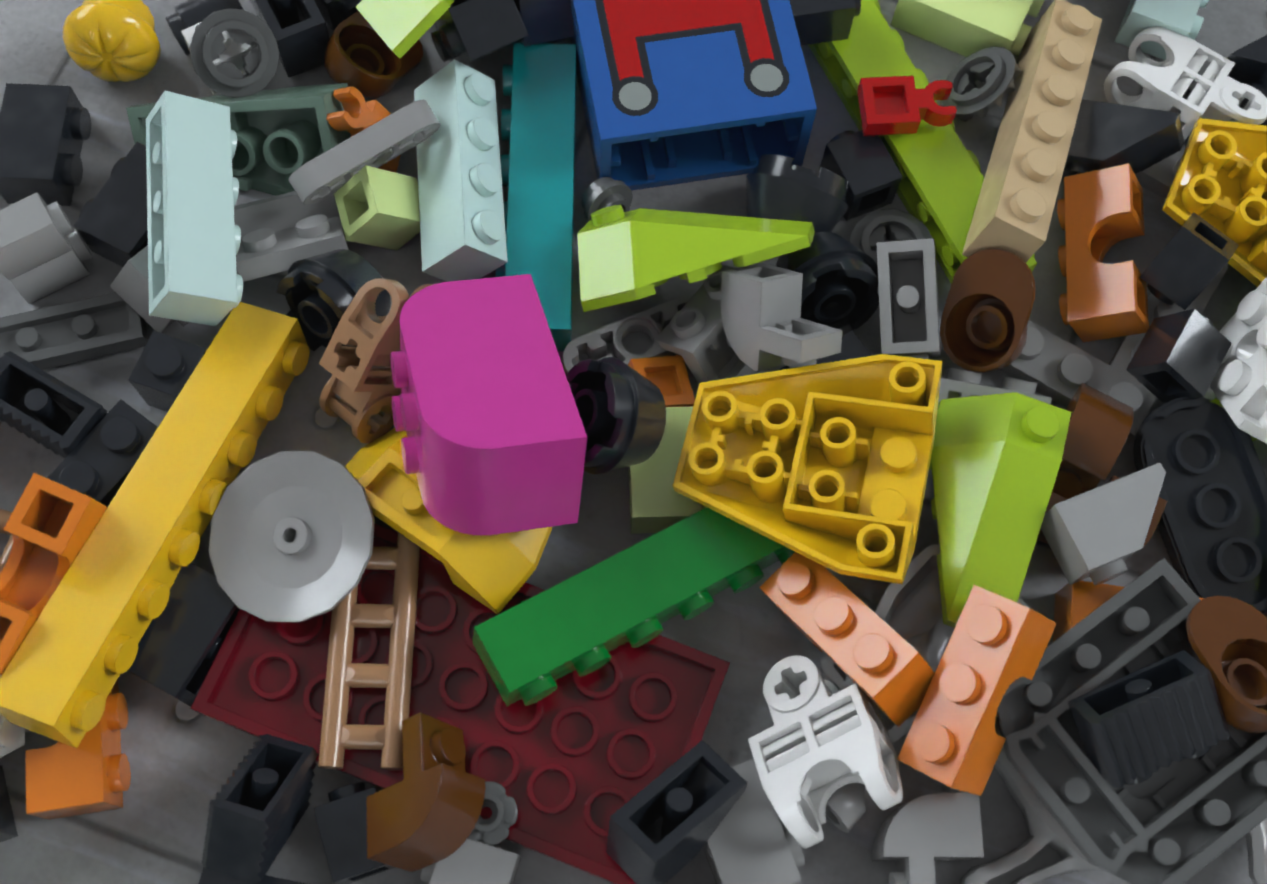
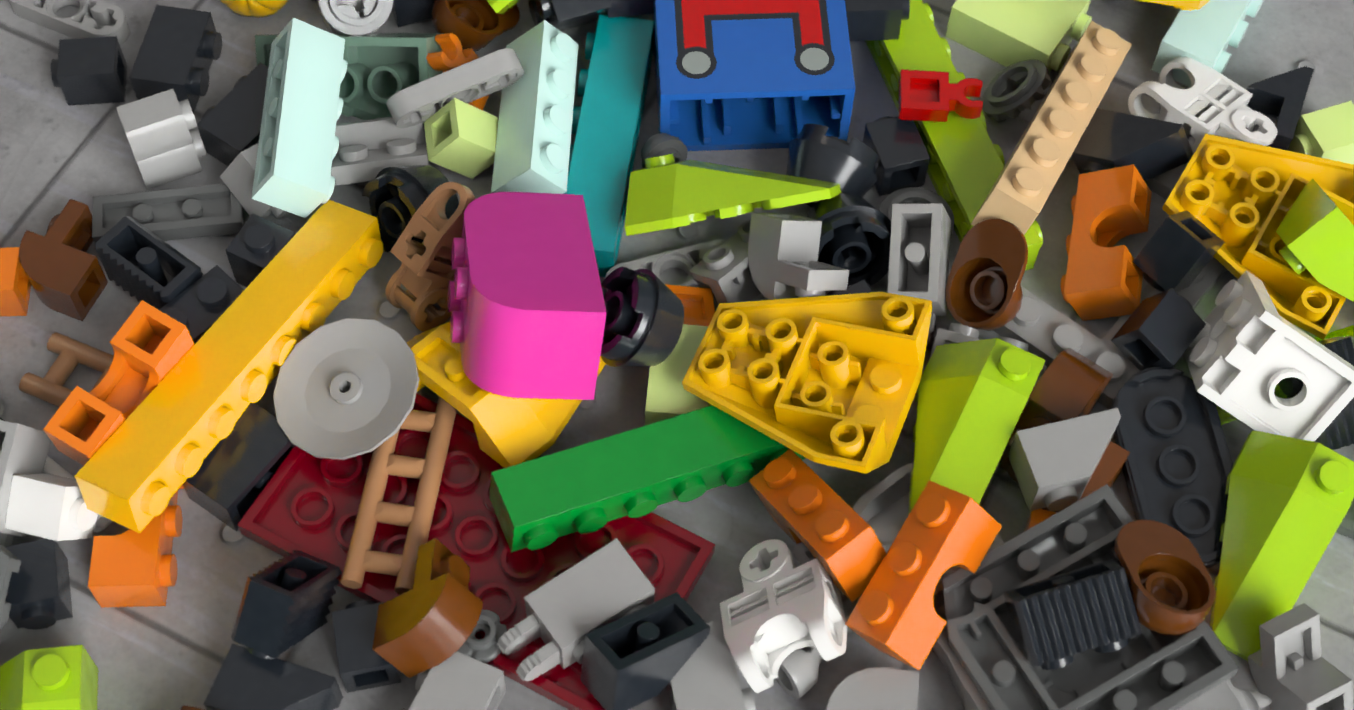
camera: 10 degrees right, 10 degrees down
(597, 771) = (574, 604): none -> light grey hinge

